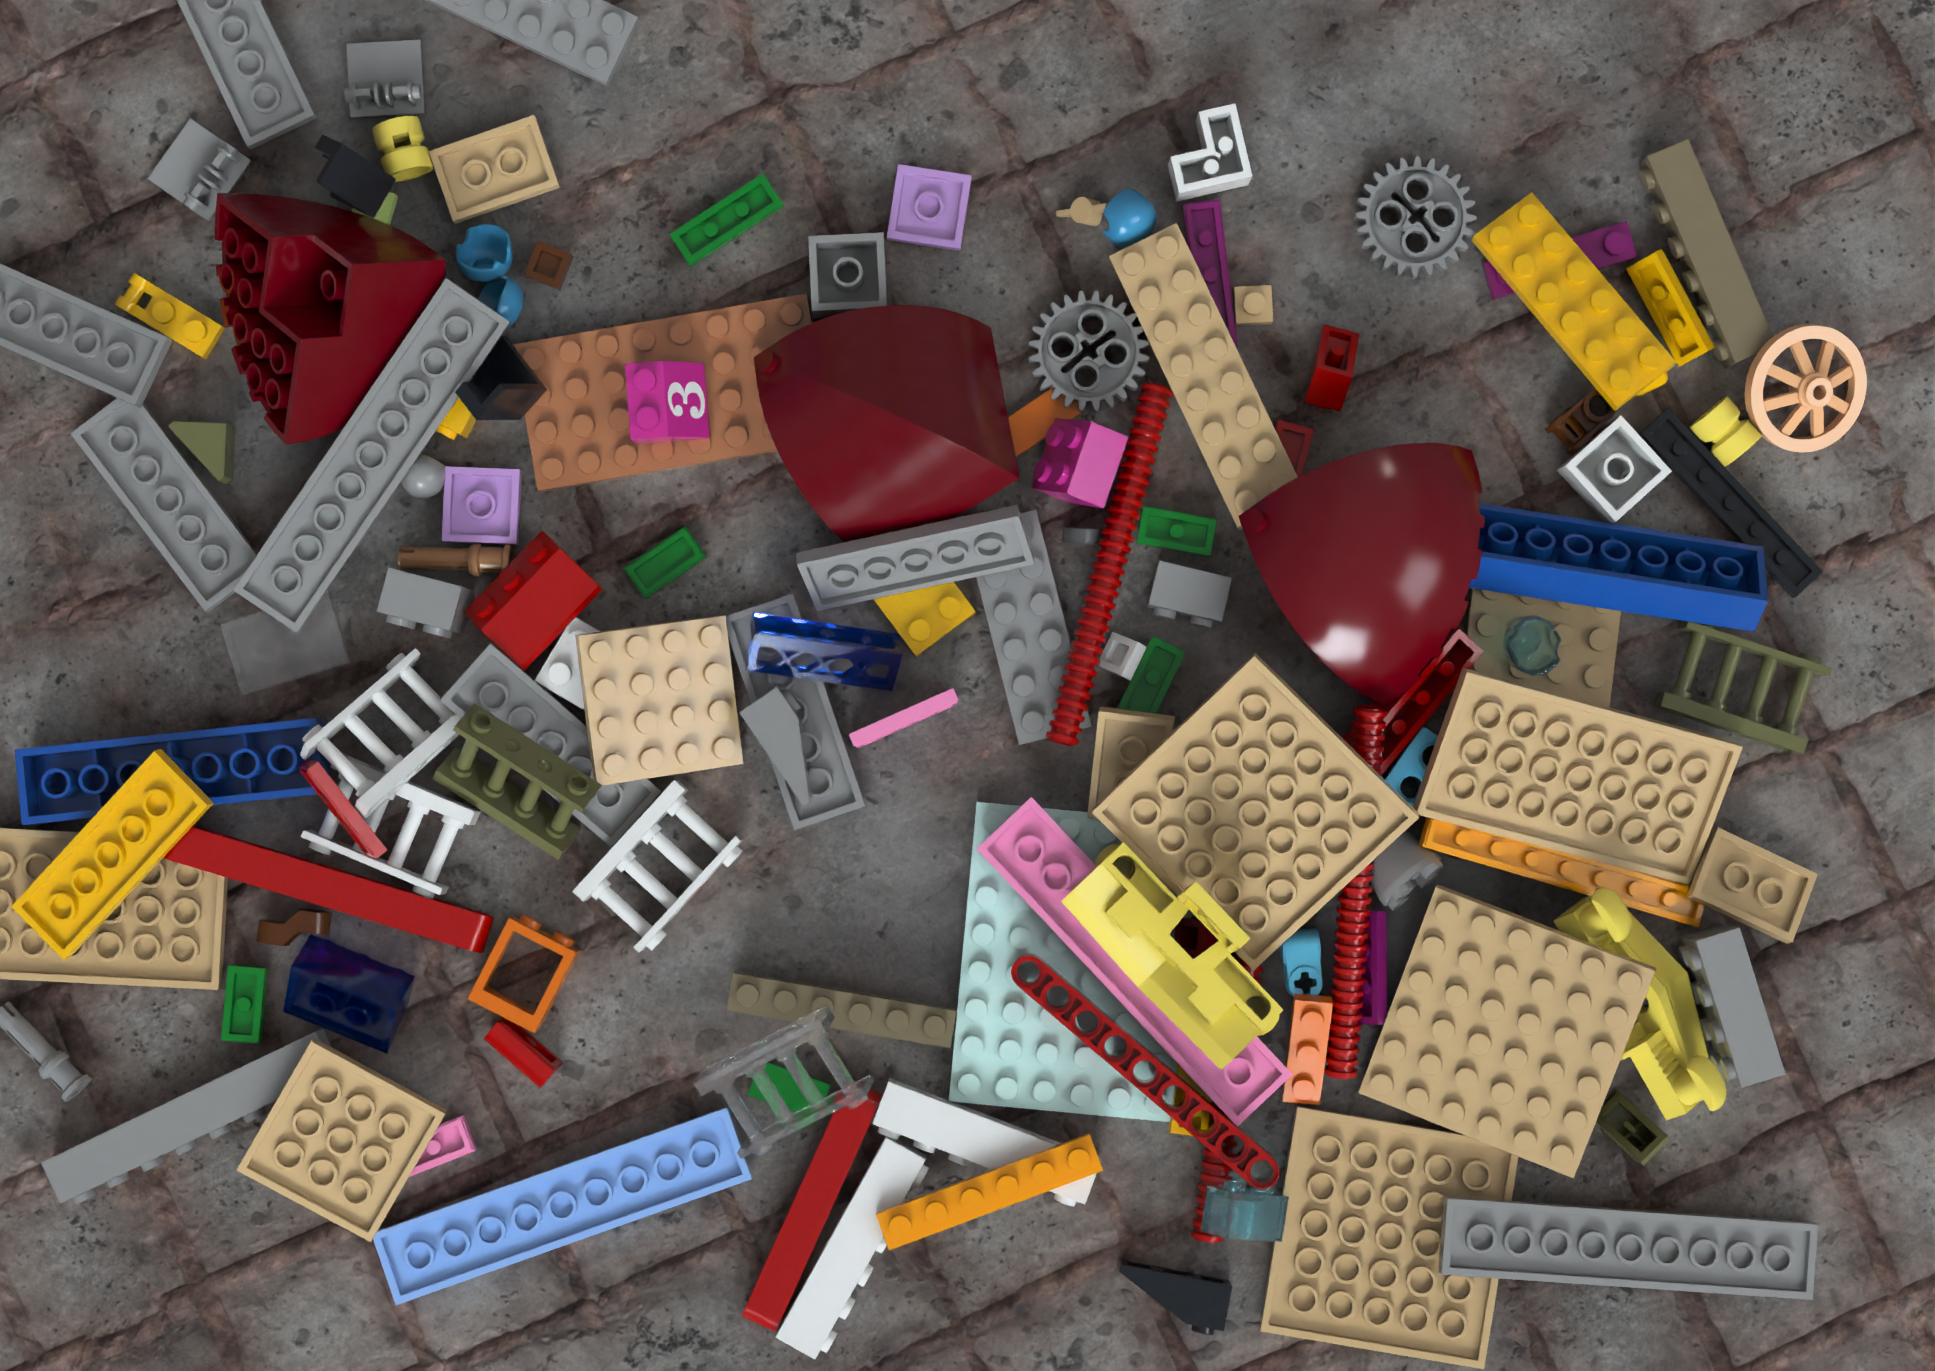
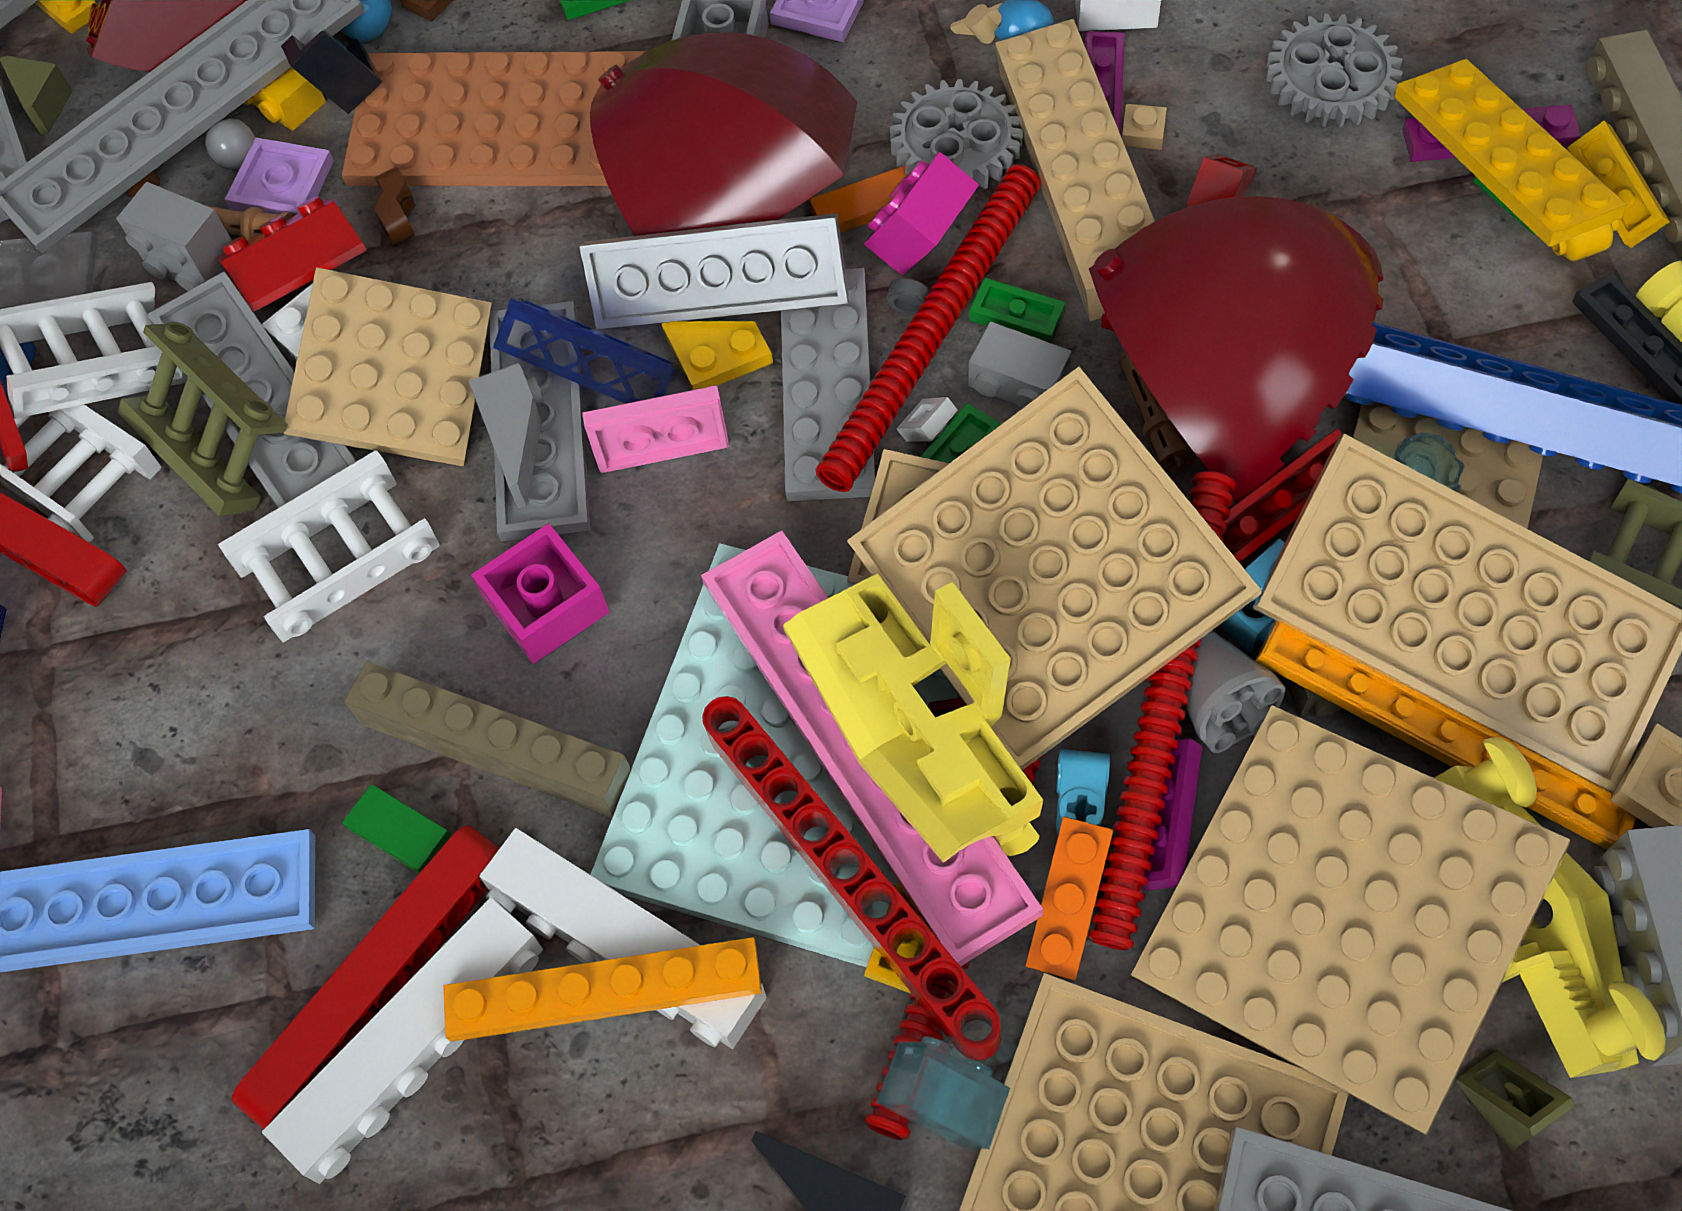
camera: 15 degrees right, 25 degrees down
(507, 1007) = (157, 655): orange window -> none
(523, 1051) = (96, 720): red brick -> none
(599, 510) = (394, 206): none -> reddish brown piece
(665, 562) = (450, 261): green tile -> none
(667, 401) = (495, 102): dark pink slope -> none
(783, 1046) = (351, 765): clear fence -> none
(848, 881) = (541, 593): none -> dark pink brick
(1577, 423) = (1508, 270): reddish brown piece -> none
(1614, 470) = (1543, 315): white brick -> none

